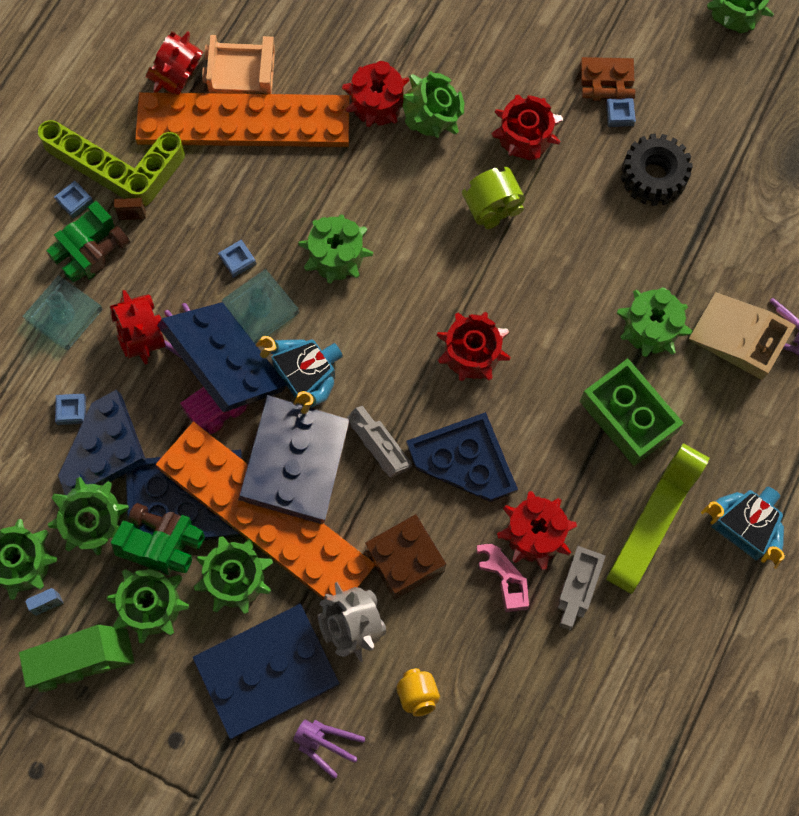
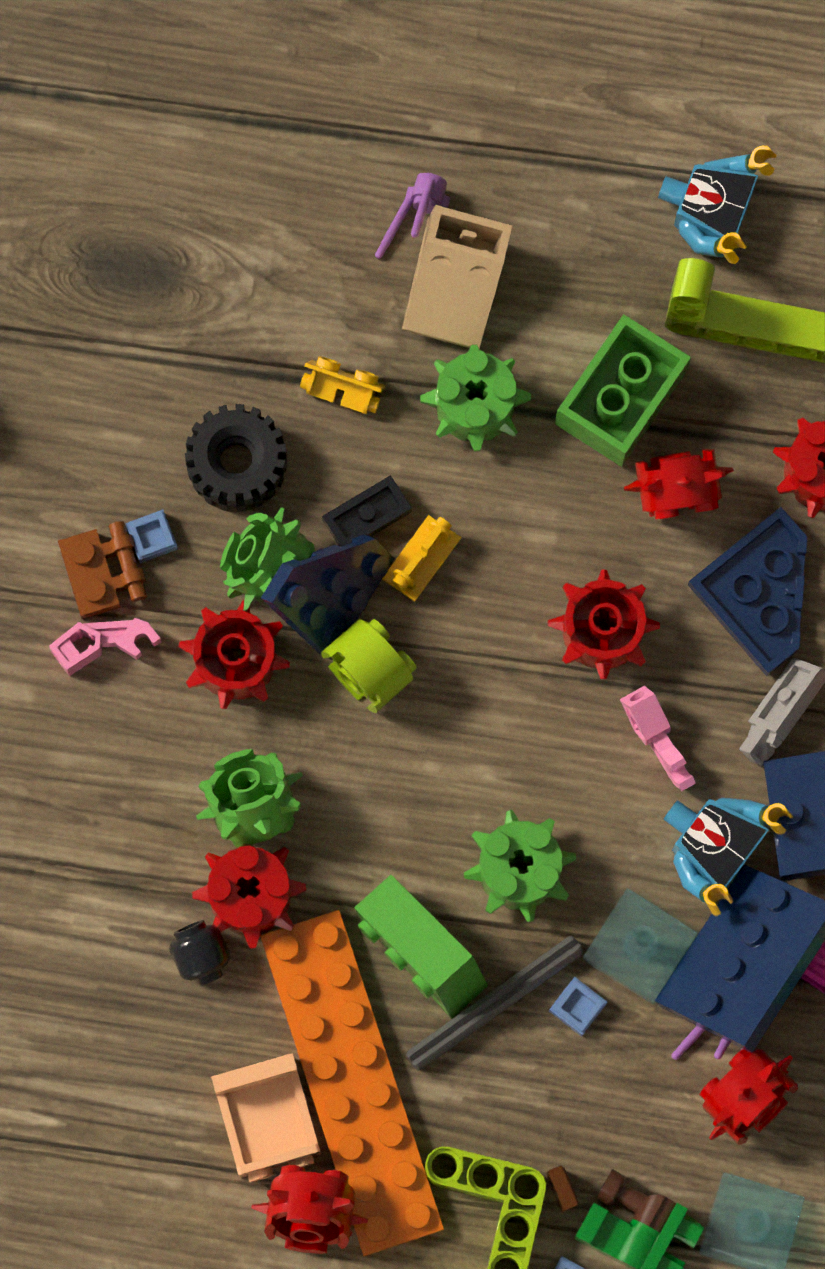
camera: 110 degrees left, 5 degrees up
(258, 212) = (494, 1003): none -> dark grey axle
(304, 173) = (421, 946): none -> bright green wedge
(350, 58) = (199, 952): none -> black head
(397, 357) = (652, 728): none -> bright pink piece
(551, 186) = (328, 590): none -> dark blue plate
(553, 423) = (679, 482): none -> red brick
(555, 258) = (422, 557): none -> yellow hinge
(560, 77) = (104, 634): none -> bright pink piece
(581, 159) = (259, 552): none -> bright green brick
(595, 234) = (367, 512): none -> black plate
(694, 239) = (357, 387): none -> yellow hinge

